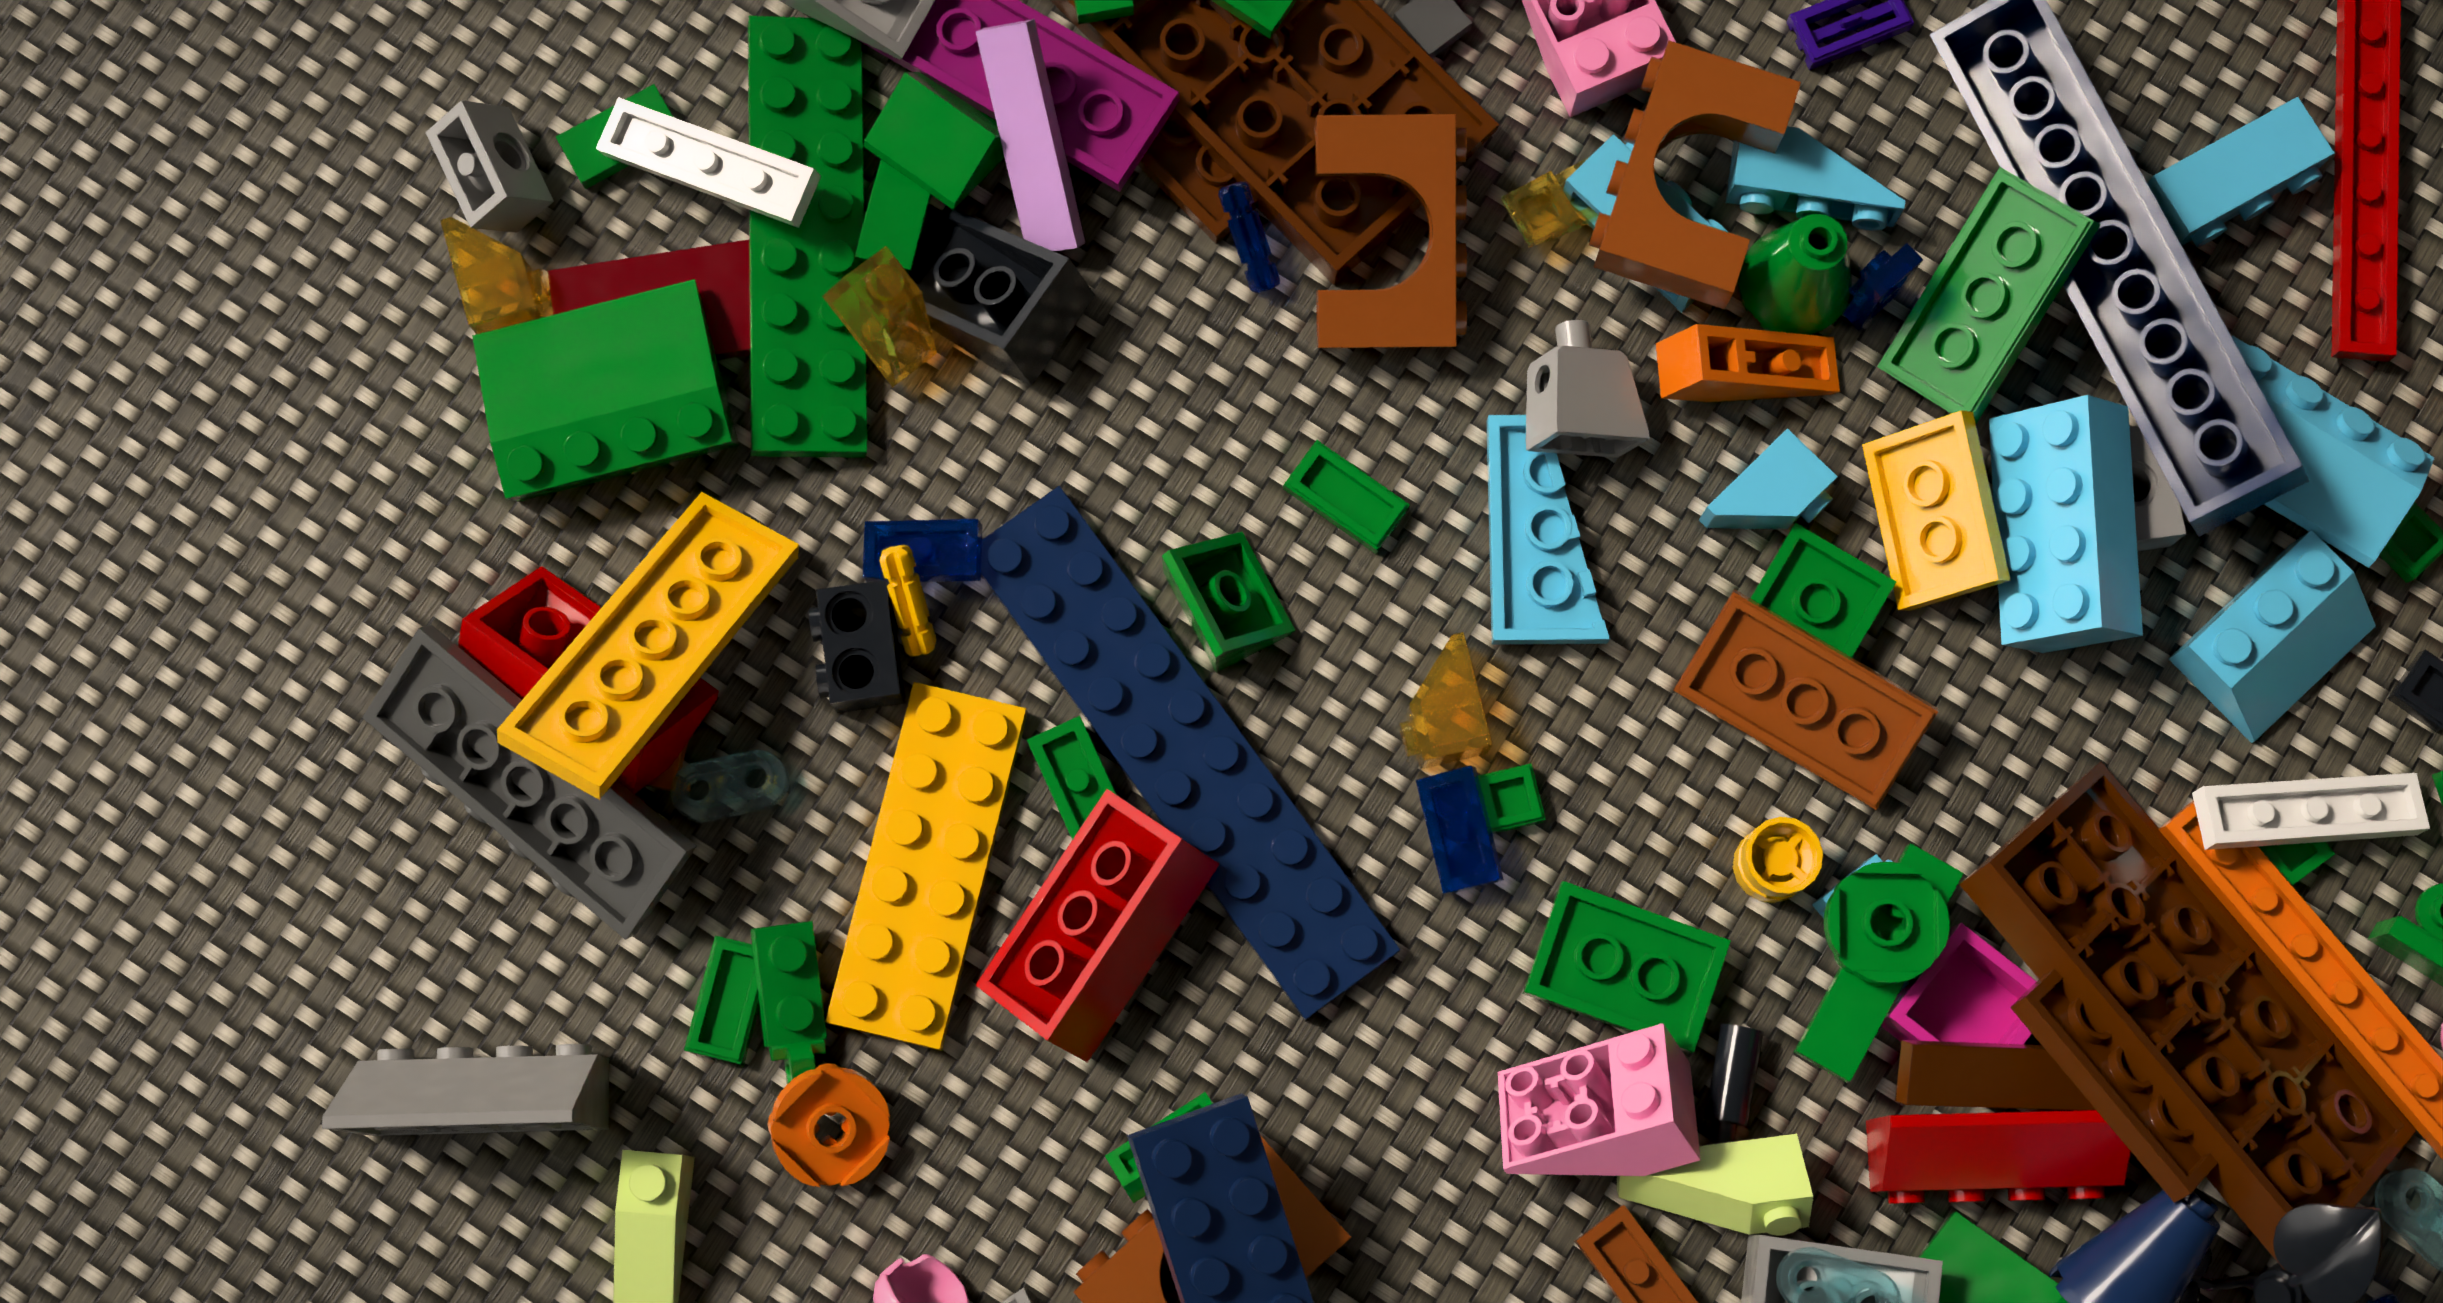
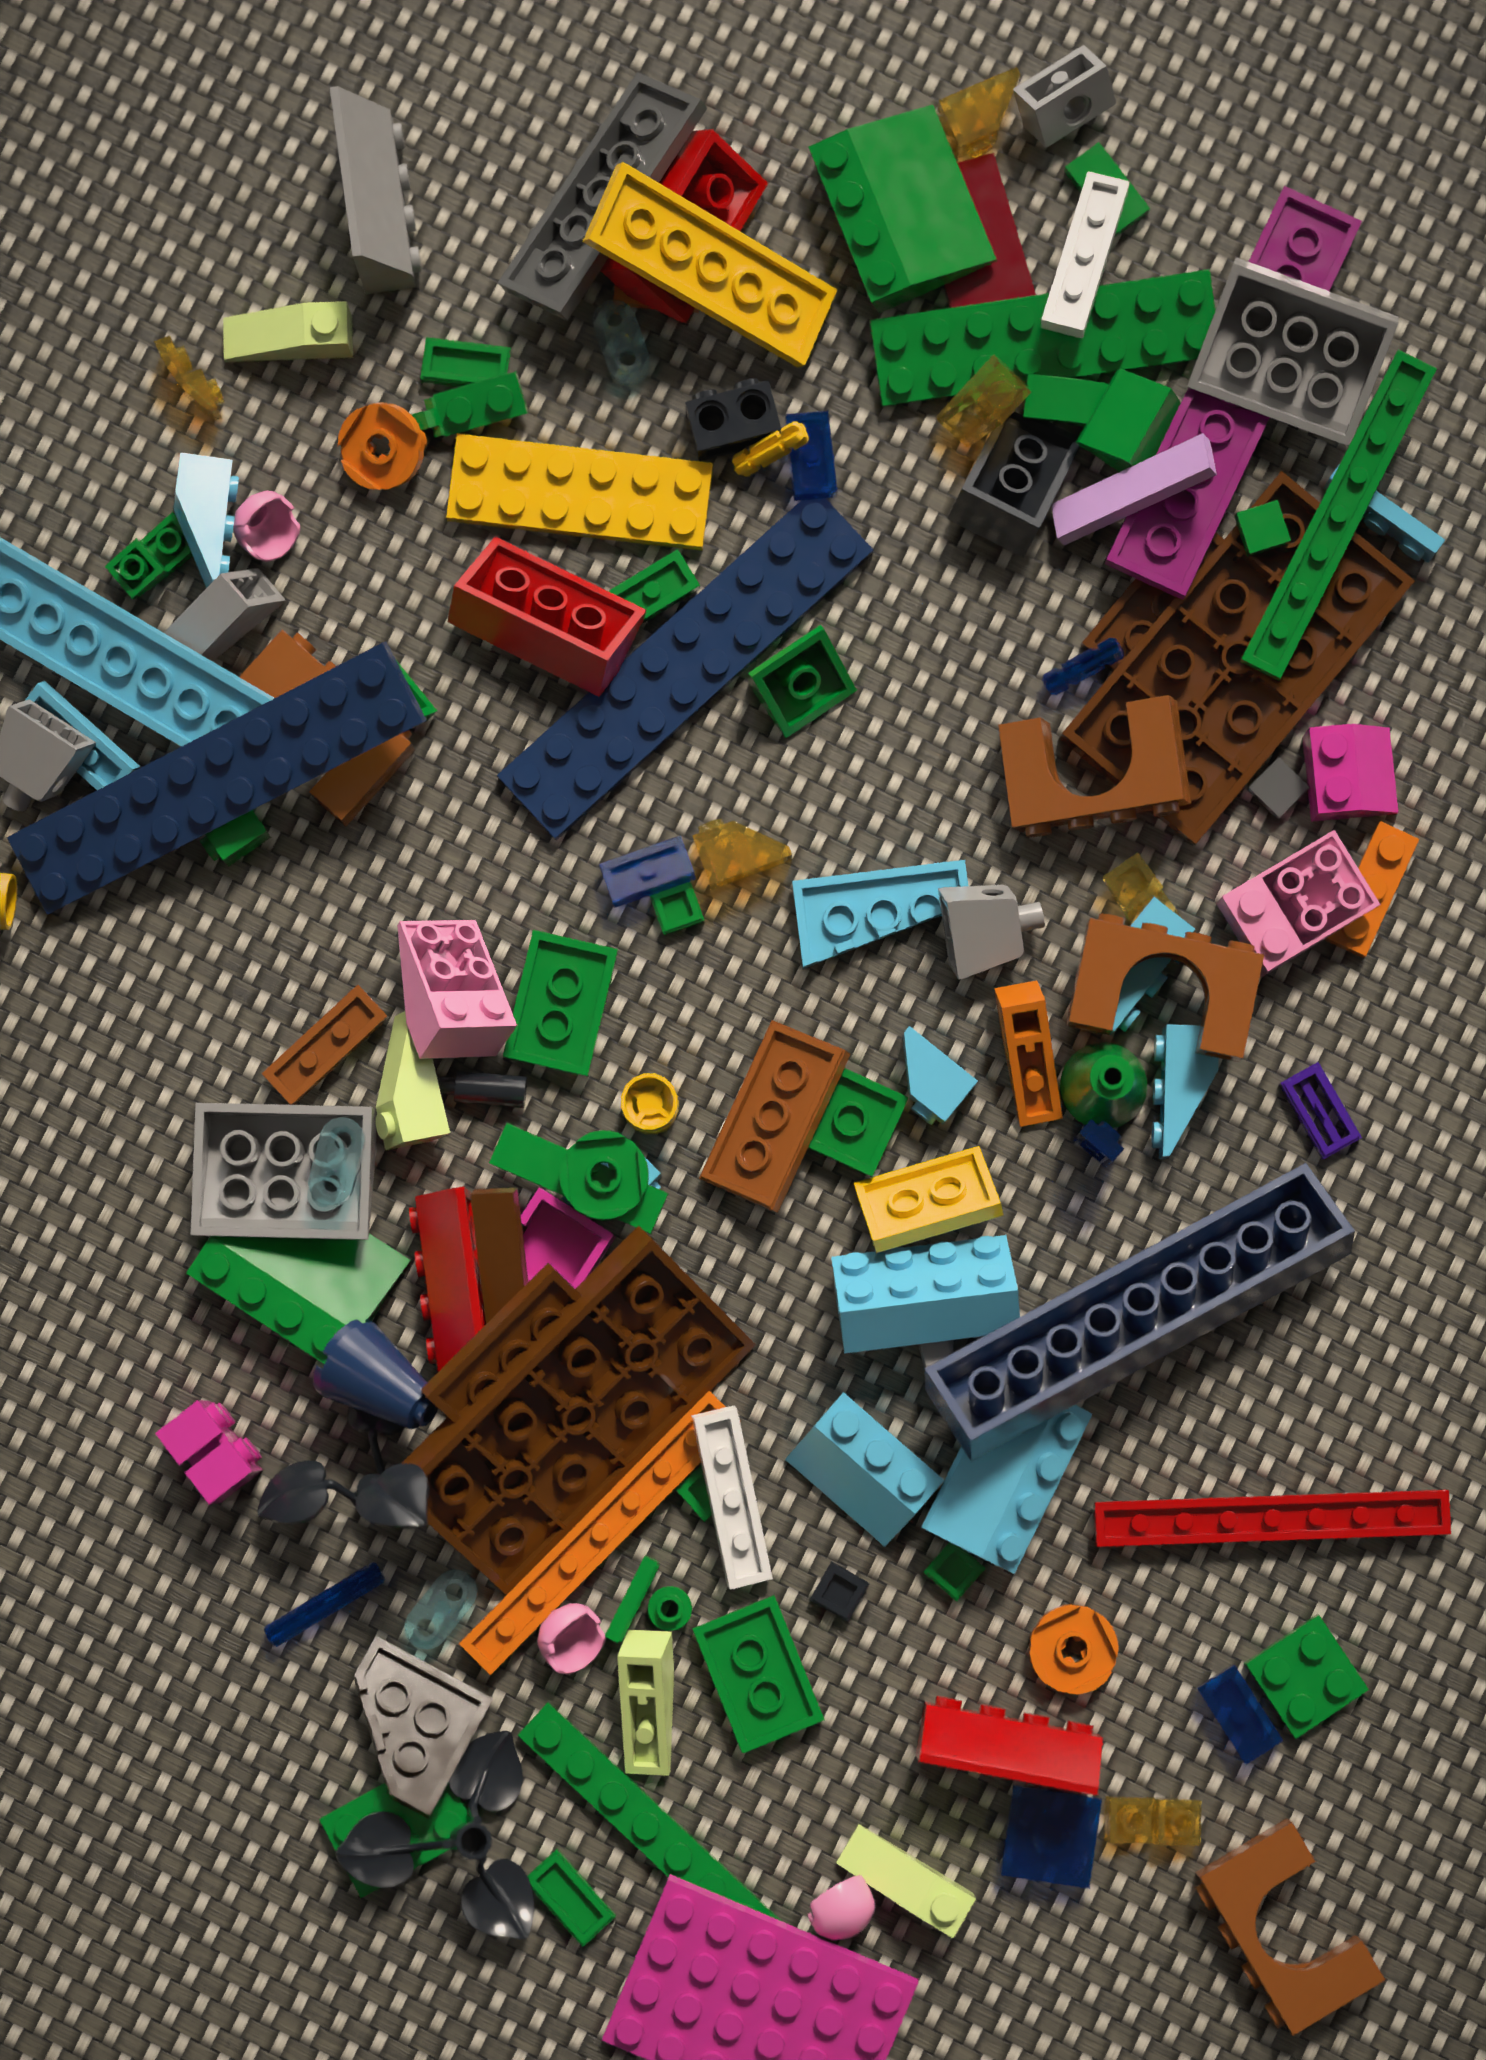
camera: 85 degrees right, 5 degrees up
(1346, 496) = (892, 764): green tile -> none
(1988, 295) = (1097, 1220): tile -> none
(2241, 173) = (1228, 1417): medium azure brick -> none

